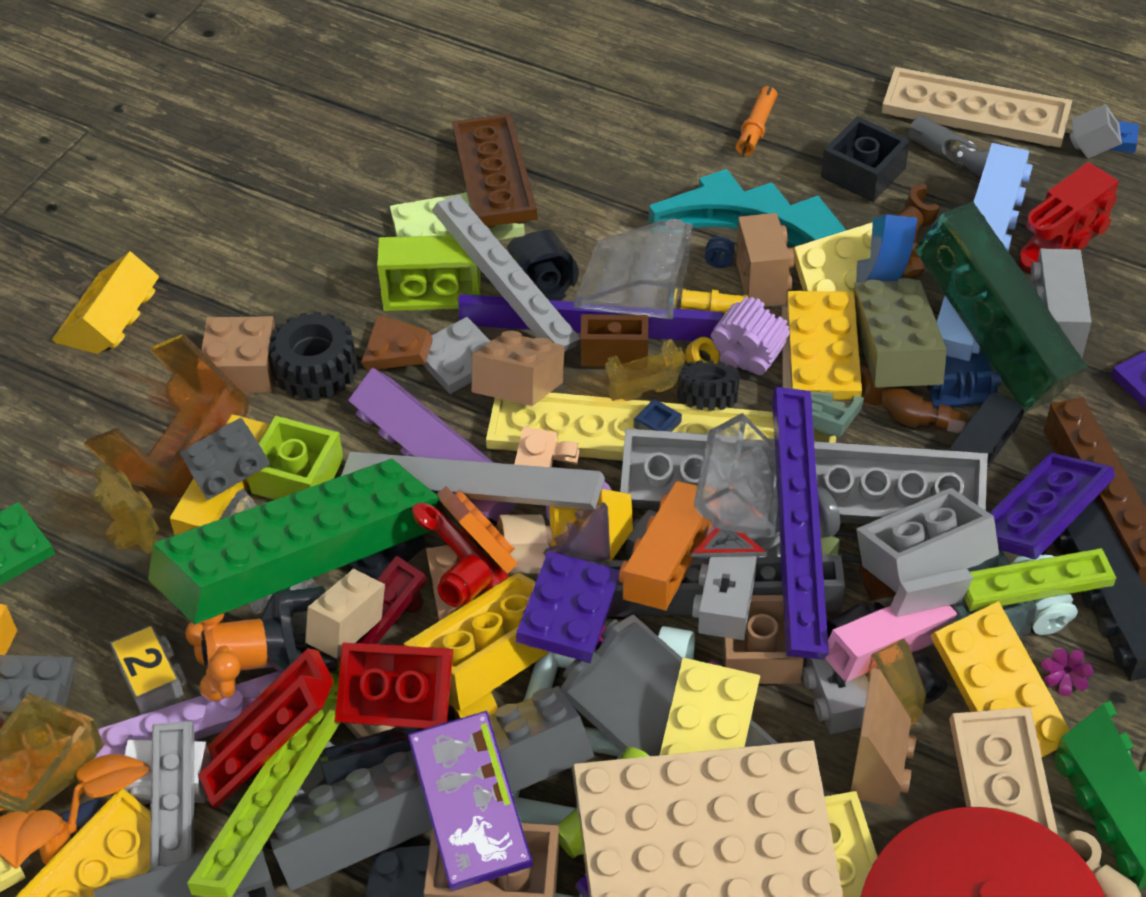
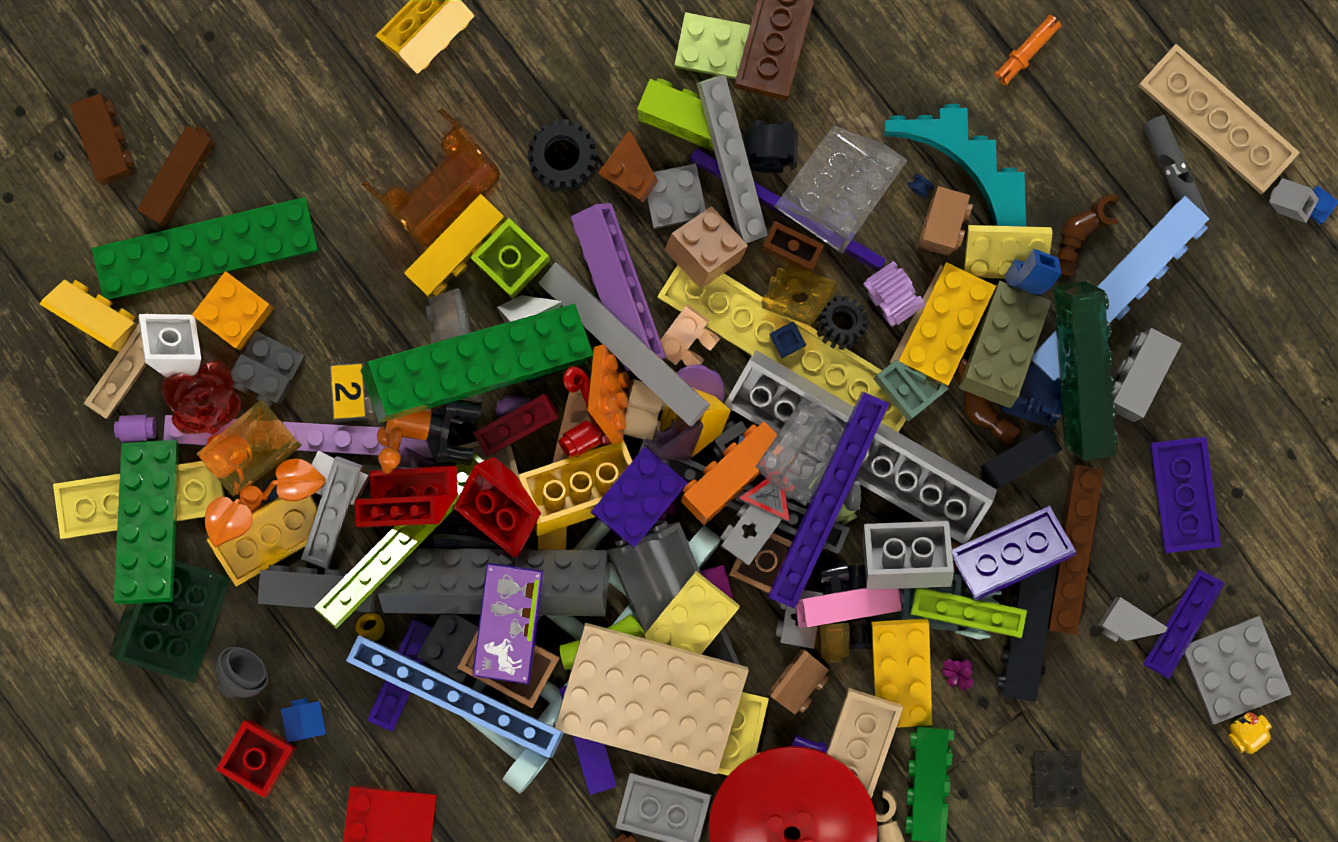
camera: 25 degrees right, 35 degrees up
(127, 508) = (373, 251): clear yellow piece -> none
(224, 458) = (457, 244): dark grey plate -> none
(241, 350) = (508, 126): medium nougat brick -> none
(344, 612) = (488, 434): tan brick -> none
(704, 344) = (849, 277): yellow piece -> none
(708, 301) = (890, 236): yellow pin -> none
(865, 158) = (1087, 144): black brick -> none
(931, 592) = (886, 596): light grey tile -> none
(1071, 213) = (1206, 289): red brick -> none

